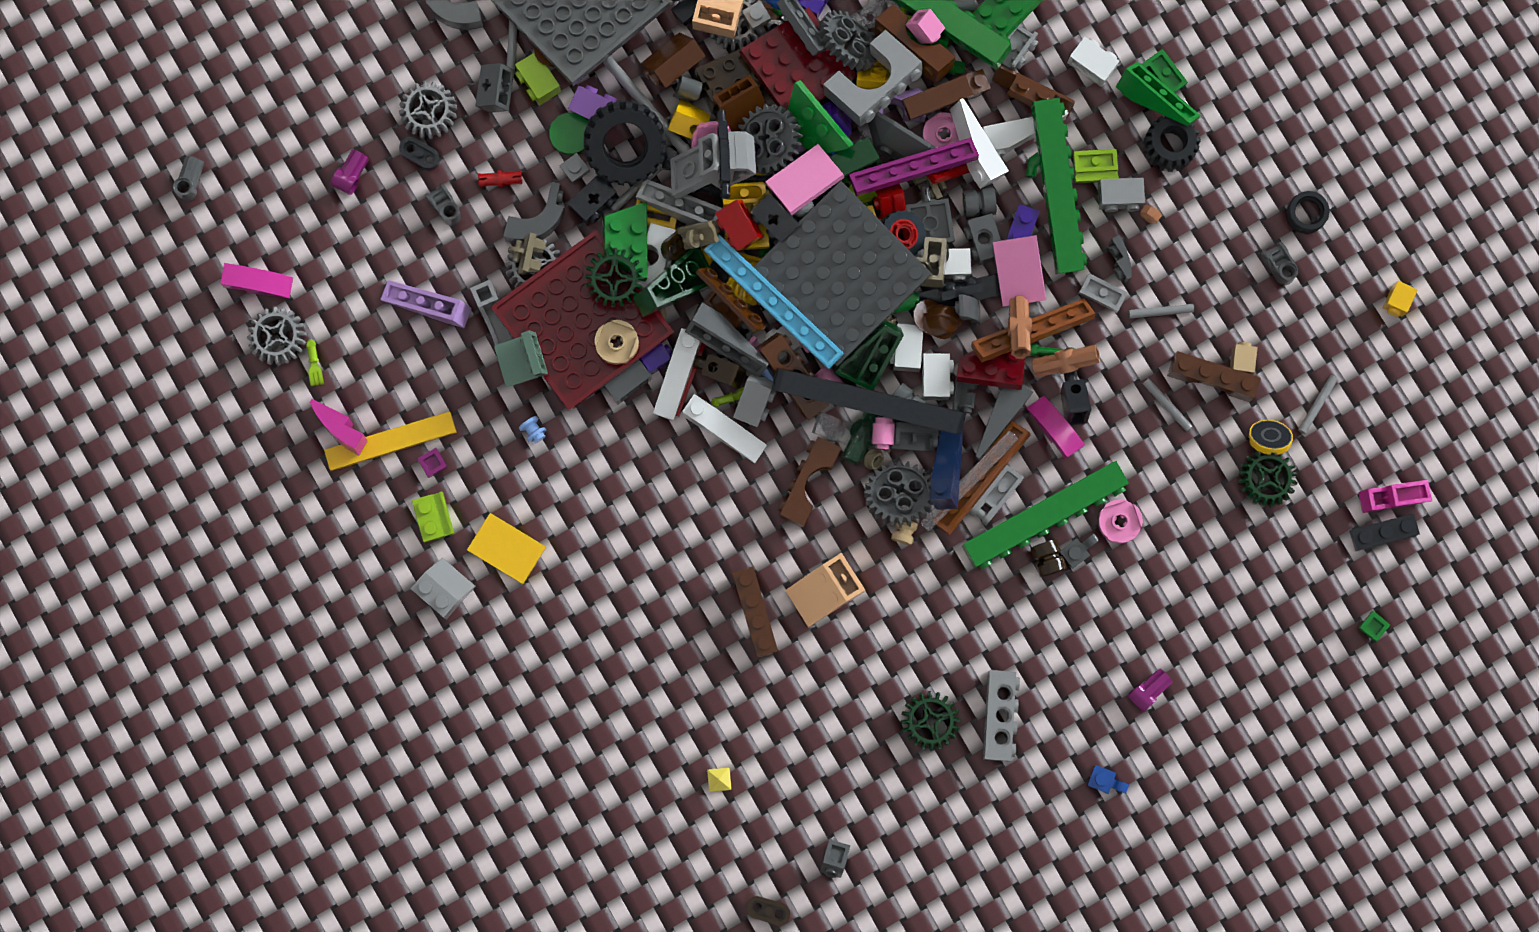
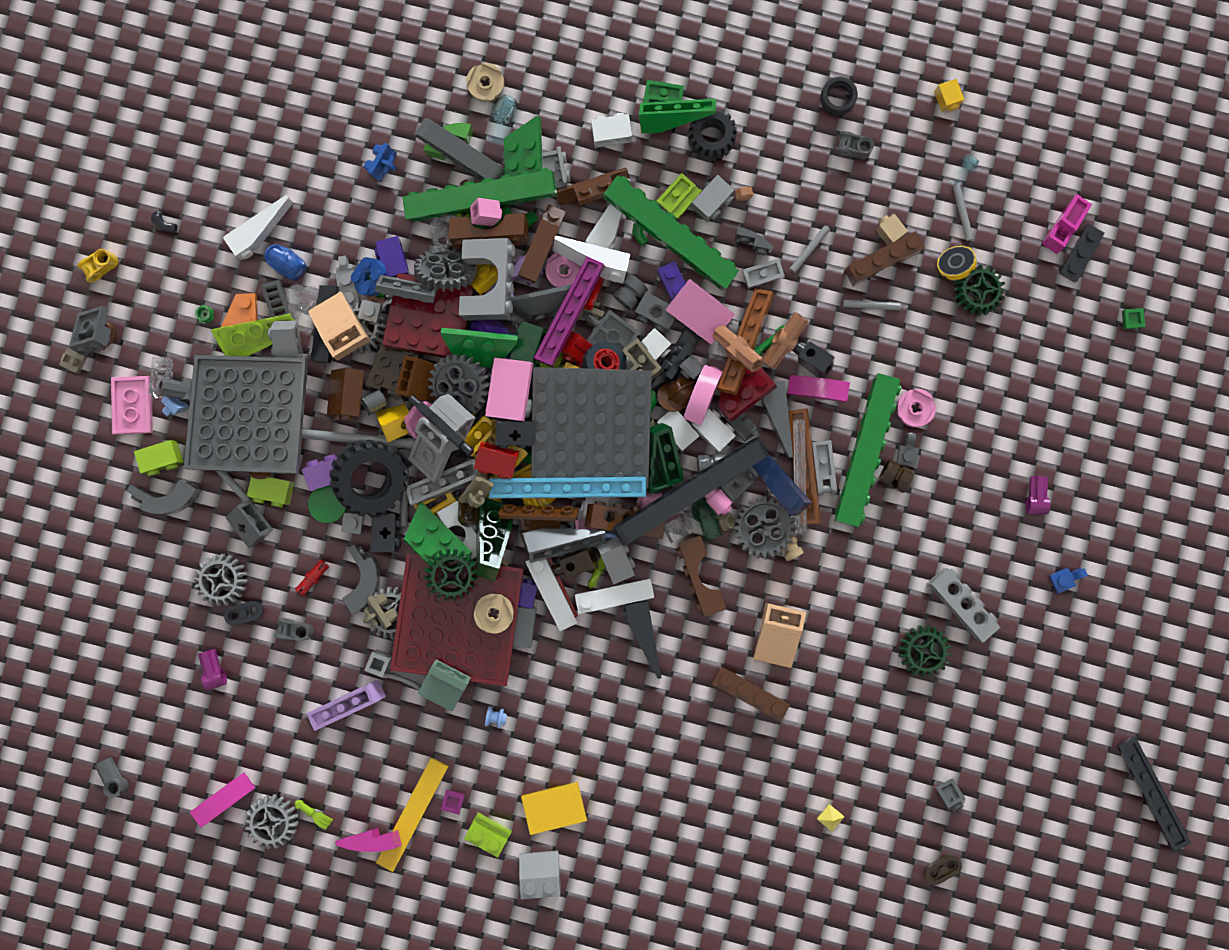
camera: 40 degrees left, 5 degrees up
(722, 473) = (641, 625): none -> black slope
(954, 336) = (702, 394): none -> bright pink arch
(1363, 369) = (969, 162): none -> clear light blue plate

